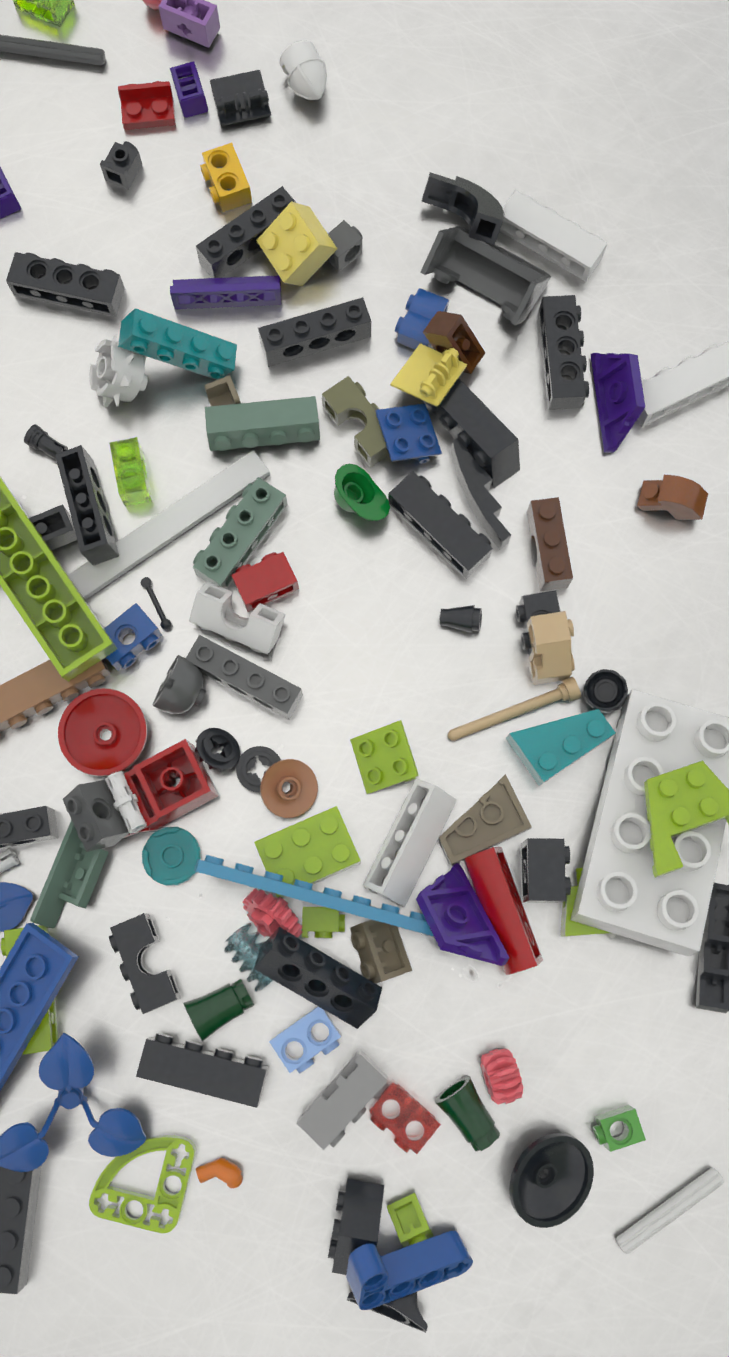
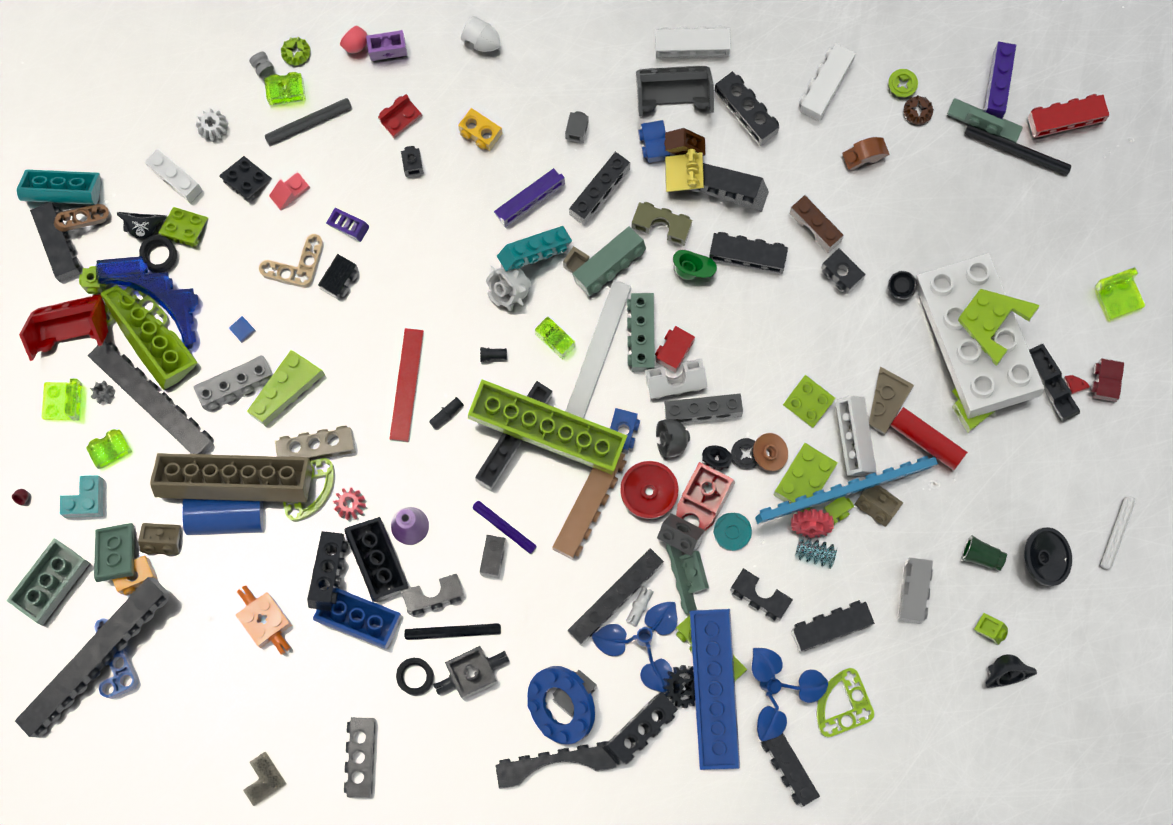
camera: 30 degrees left, 0 degrees up
(50, 288) = (444, 257): black brick -> none
(87, 505) = (547, 372): black brick -> none
(125, 802) = (692, 516): white pin -> none
(147, 584) = (608, 395): black hinge -> none
(189, 89) = (425, 94): dark purple slope -> none
(218, 1008) = (816, 591): dark green plant -> none
(223, 1170) = (876, 670): orange arm -> none
(237, 239) = (518, 155): black brick -> none
(240, 97) = (450, 74): black hinge -> none
(296, 244) = (554, 144): light yellow brick -> none
(301, 1032) = (869, 573): light blue brick -> none
(318, 978) = (859, 537): black brick -> none
(359, 1221) = (968, 648): black brick -> none
(405, 1271) = (997, 659): blue beam -> none
(408, 433) = (695, 212): blue hinge -> none
(408, 1111) = (951, 573): clear red brick -> none
(460, 919) = (911, 456): dark purple wing -> none
(462, 618) = (797, 296): black cone -> none
(470, 202) = (635, 53): black arch -> none
(475, 486) = (751, 217): black slope -> none
(501, 1076) = (987, 523): coral gear -> none
(544, 870) = (936, 403): black brick -> none
(551, 647) = (858, 281): tan brick -> none
(559, 743) = (897, 331): teal wedge -> none
(566, 690) = (881, 299): tan piece -> none
(618, 395) = (795, 113): dark purple wing -> none
(632, 1130) = (1070, 503): bright green brick -> none

